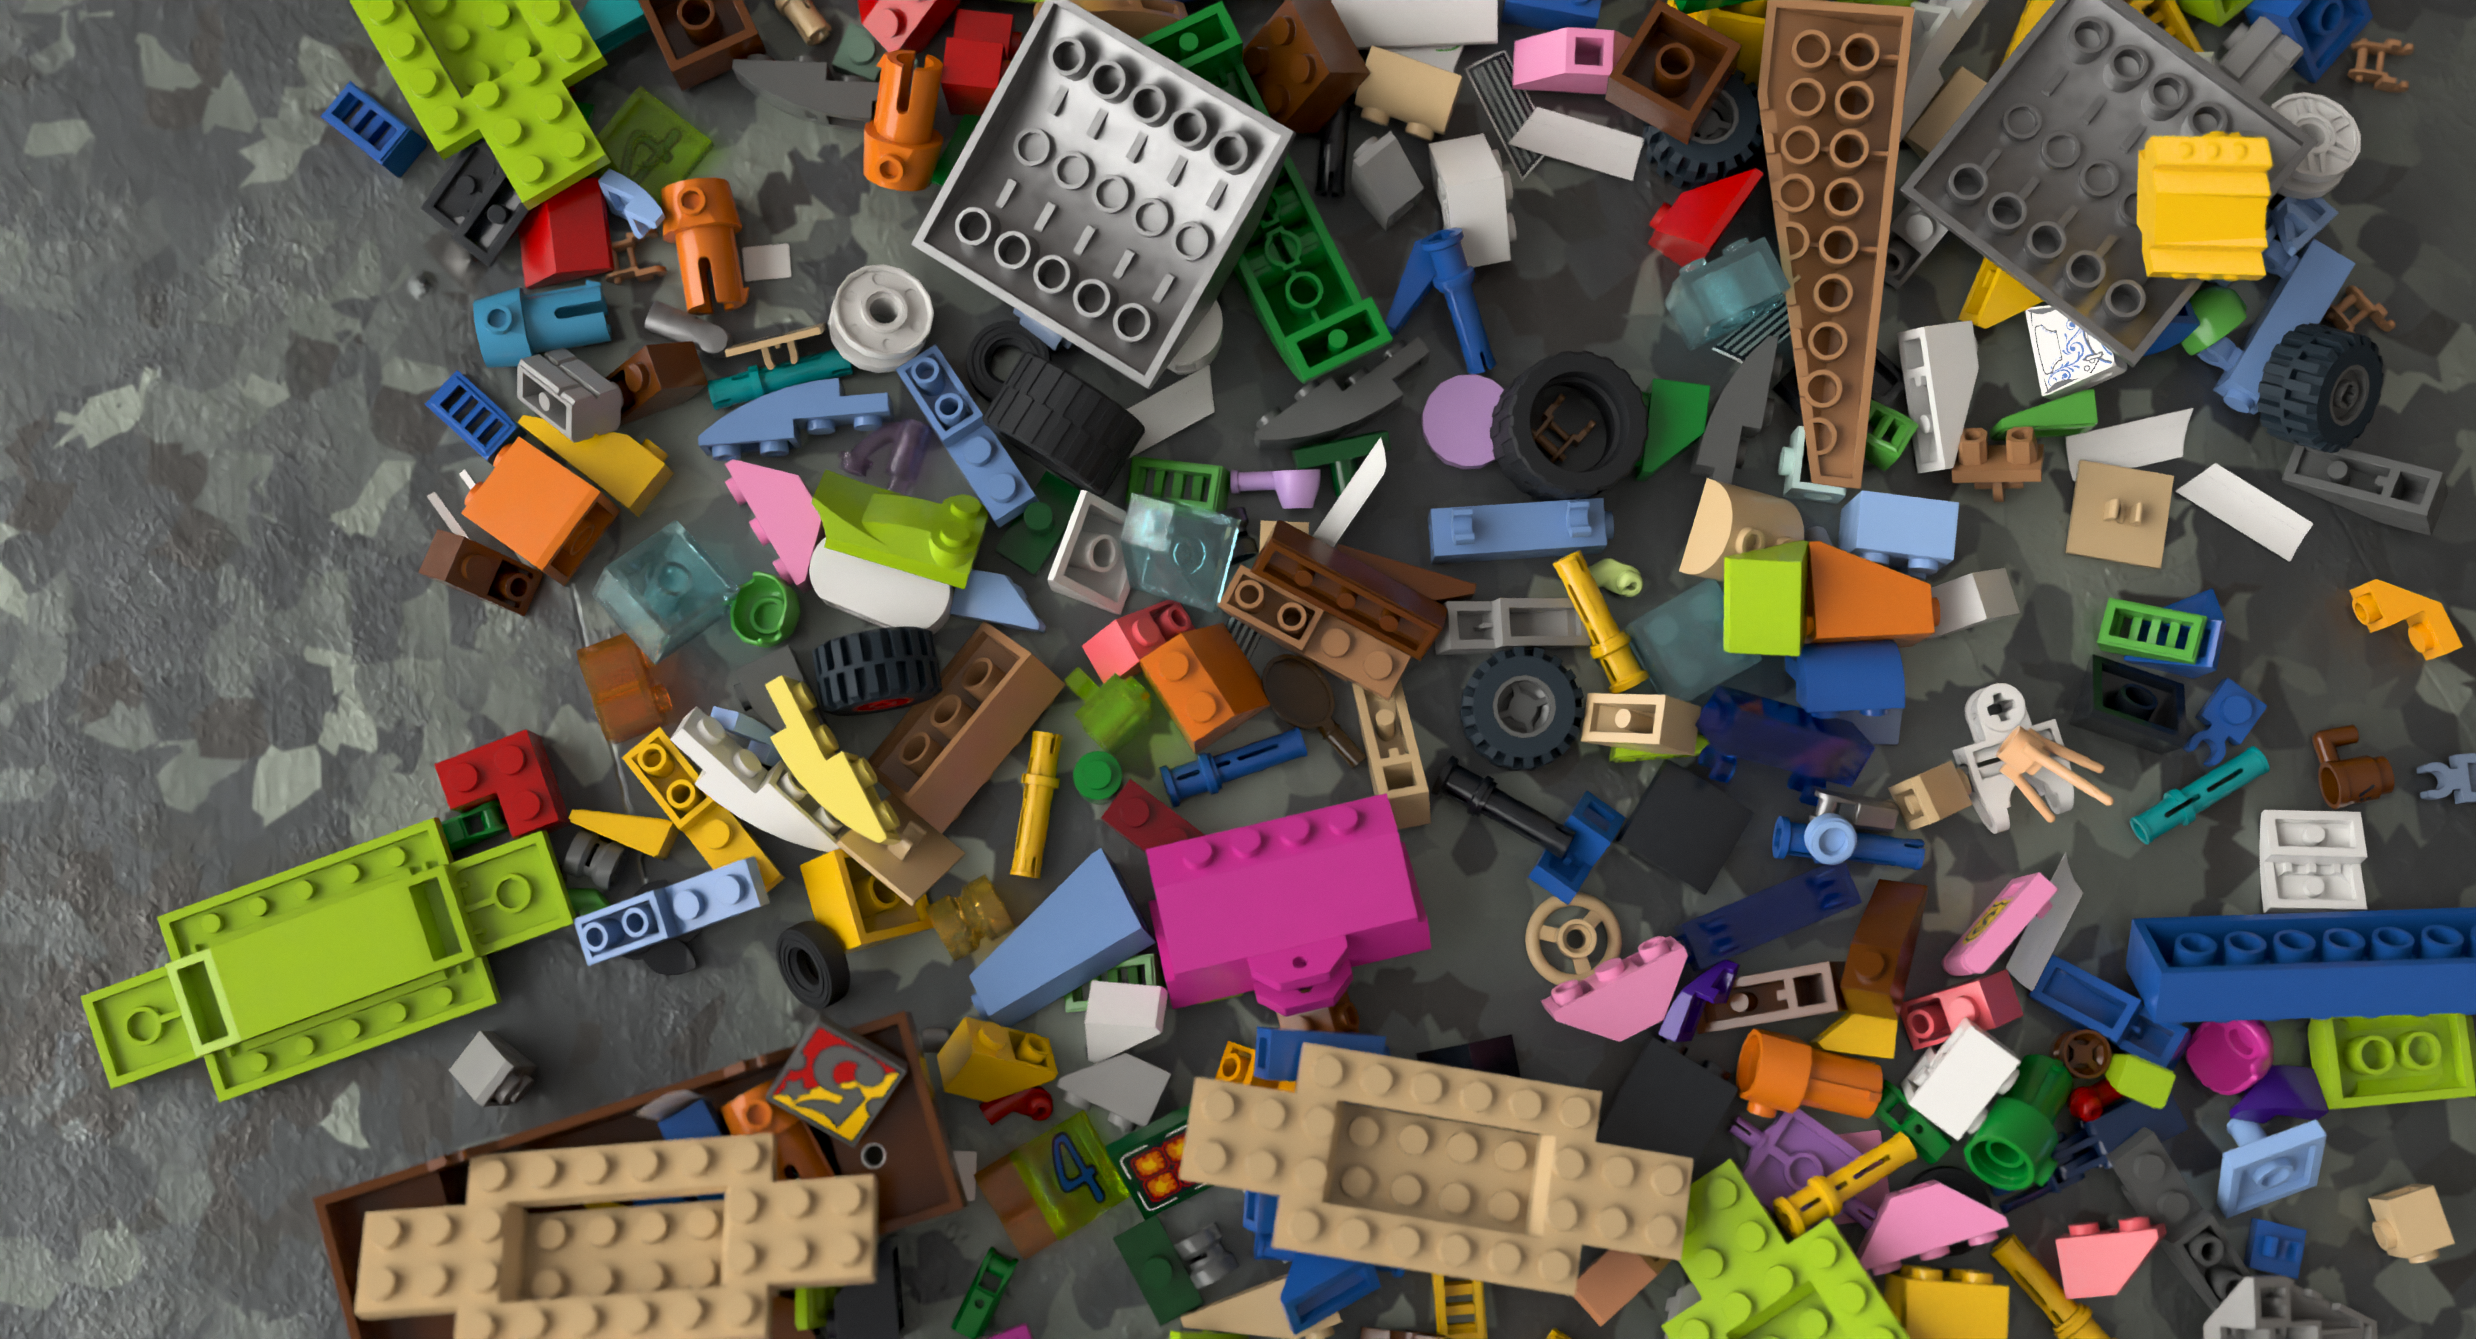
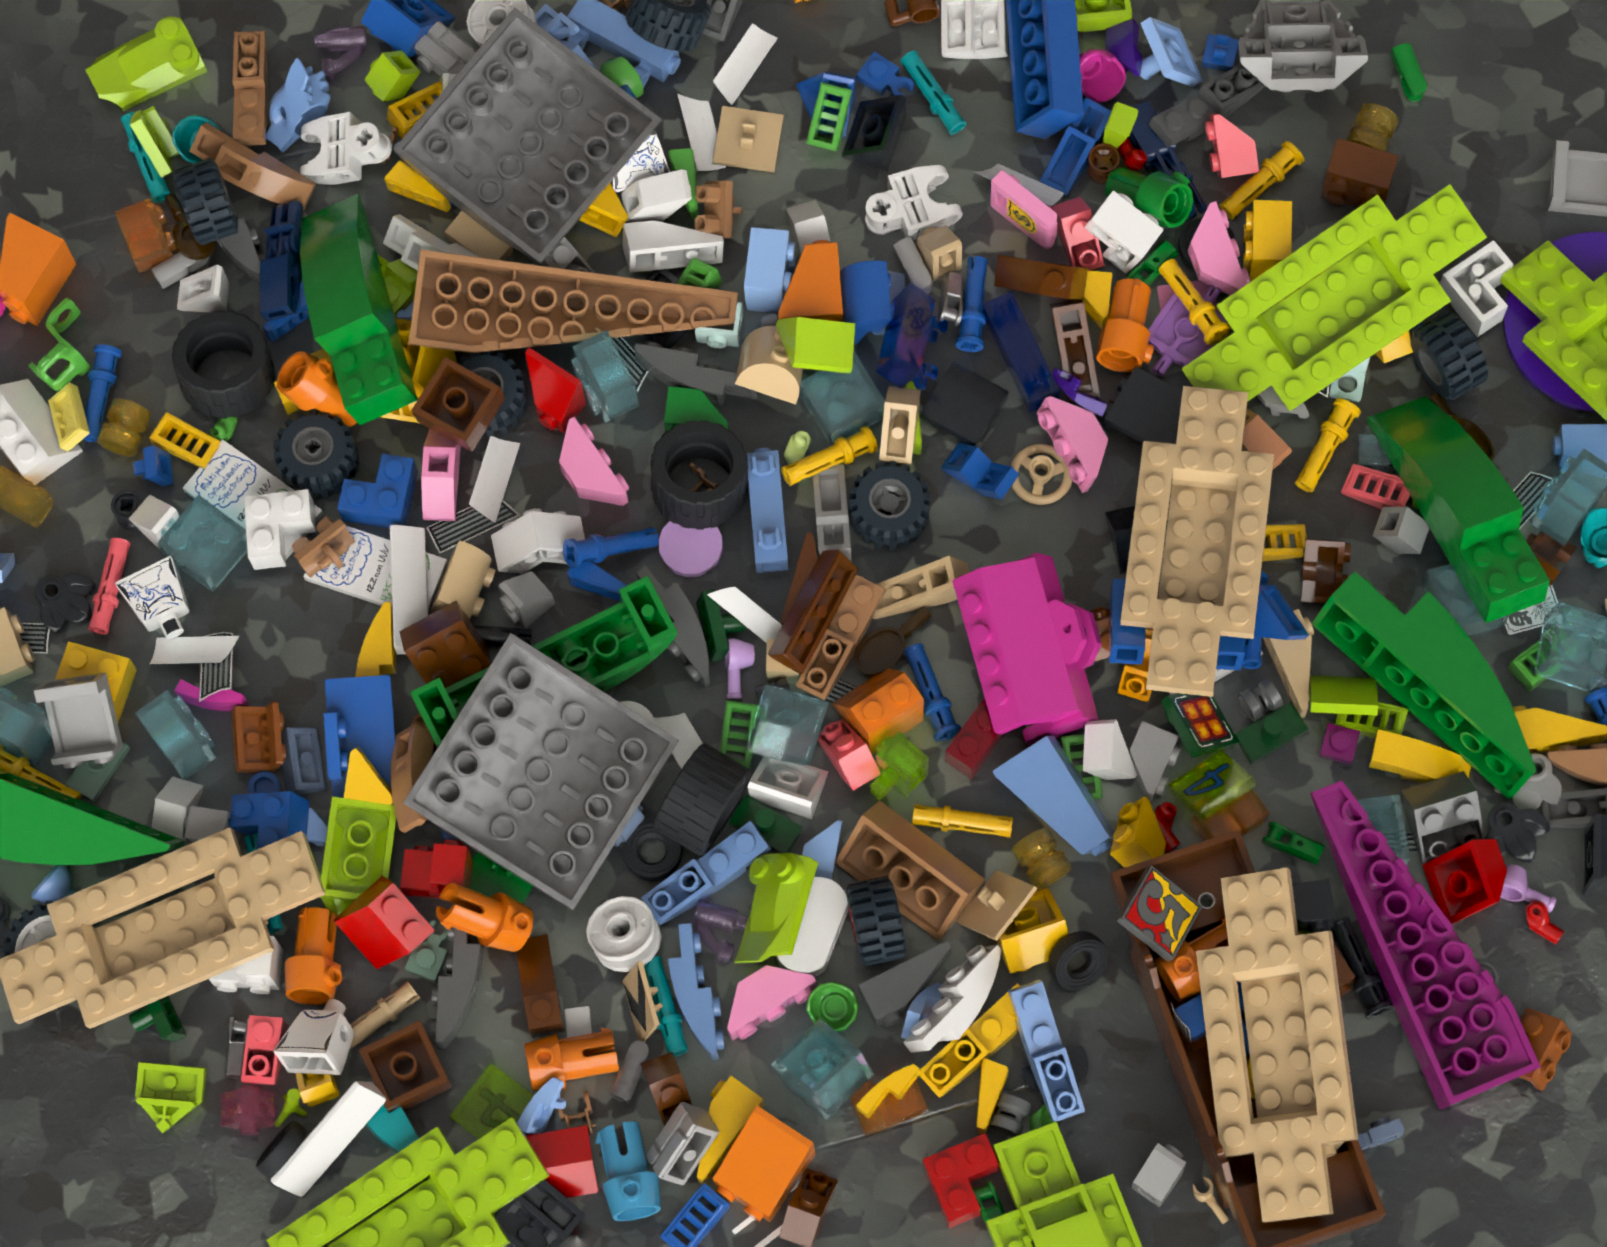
camera: 85 degrees left, 10 degrees down
(465, 1141) = (1211, 1201): none -> tan hand
(627, 687) = (896, 1084): none -> yellow slope
(813, 205) = (539, 987): none -> reddish brown slope
(835, 781) = (956, 937): light yellow slope -> none
(1098, 777) = (943, 777): green brick -> none
(1484, 798) = (950, 527): black pin -> none
(1590, 271) = (588, 468): none -> bright pink slope
(1830, 838) = (971, 310): light blue tile -> none
(1910, 758) = (913, 264): none -> light grey bar
(2015, 369) = (656, 196): none -> white slope
(2027, 753) = (912, 191): light nougat plant -> none
(2204, 206) = (564, 71): yellow slope -> none

